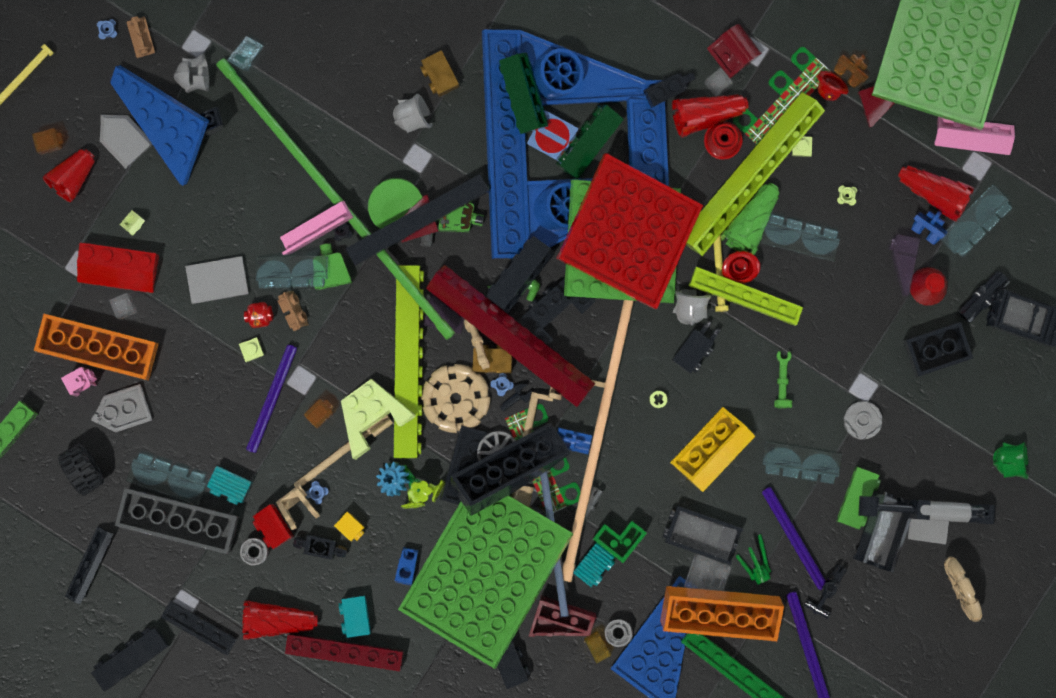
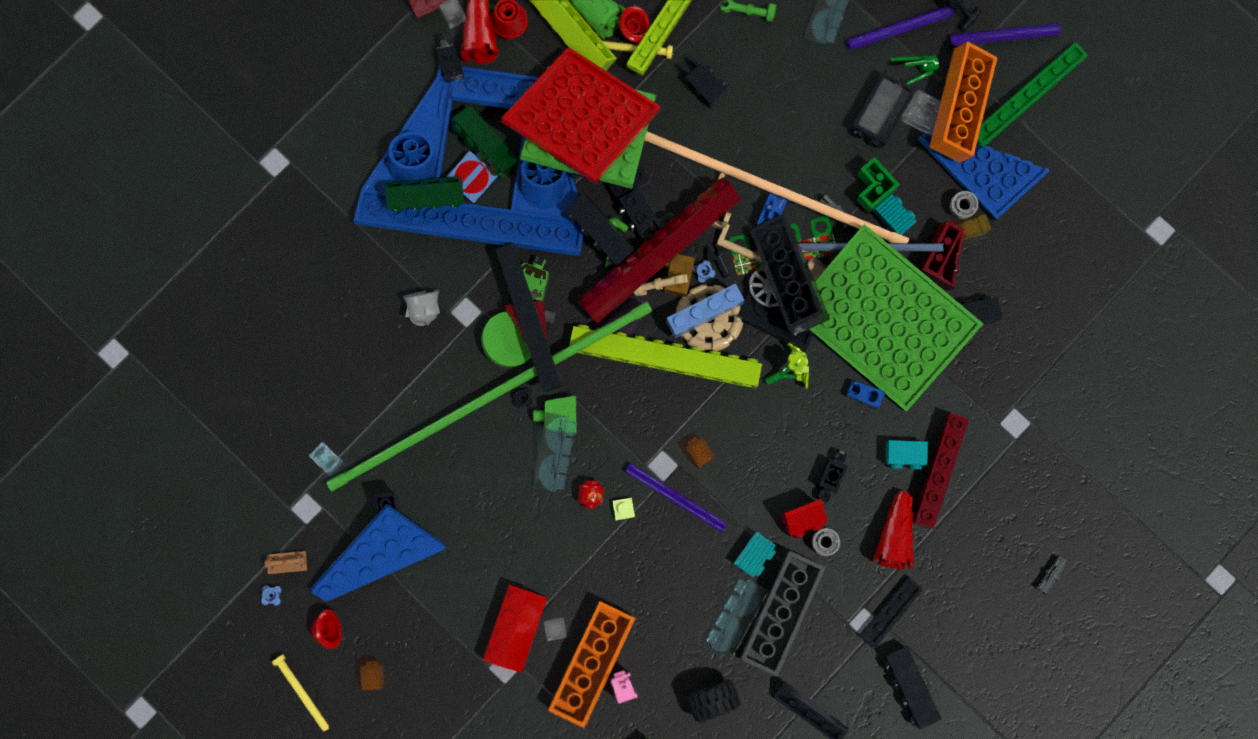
camera: 85 degrees left, 5 degrees down
(70, 174) = (411, 659): red cone -> none
(83, 89) = (327, 629): none -> red hat
(123, 138) = (385, 599): light grey tile -> none
(123, 409) = (659, 649): light grey tile -> none
(132, 222) = (472, 604): yellowish green plate -> none
(193, 74) = (335, 515): light grey helmet -> none
(217, 280) = (547, 530): light grey tile -> none
(290, 302) = (585, 461): medium nougat hinge -> none
(298, 492) = (776, 487): tan piece -> none
(316, 227) = (515, 420): bright pink panel -> none
(316, 487) = (777, 465): medium blue plate -> none
(350, 527) = (817, 443): yellow brick -> none
(367, 407) = (703, 404): yellowish green wing -> none
(392, 479) = (773, 397): dark azure gear -> none
(439, 73) = (388, 273): pearl gold brick -> none
(457, 391) = (705, 311): none -> medium blue brick
(664, 399) = (745, 133): yellowish green bush -> none
(689, 307) = (664, 79): light grey helmet -> none
(712, 449) = (802, 85): yellow slope -> none

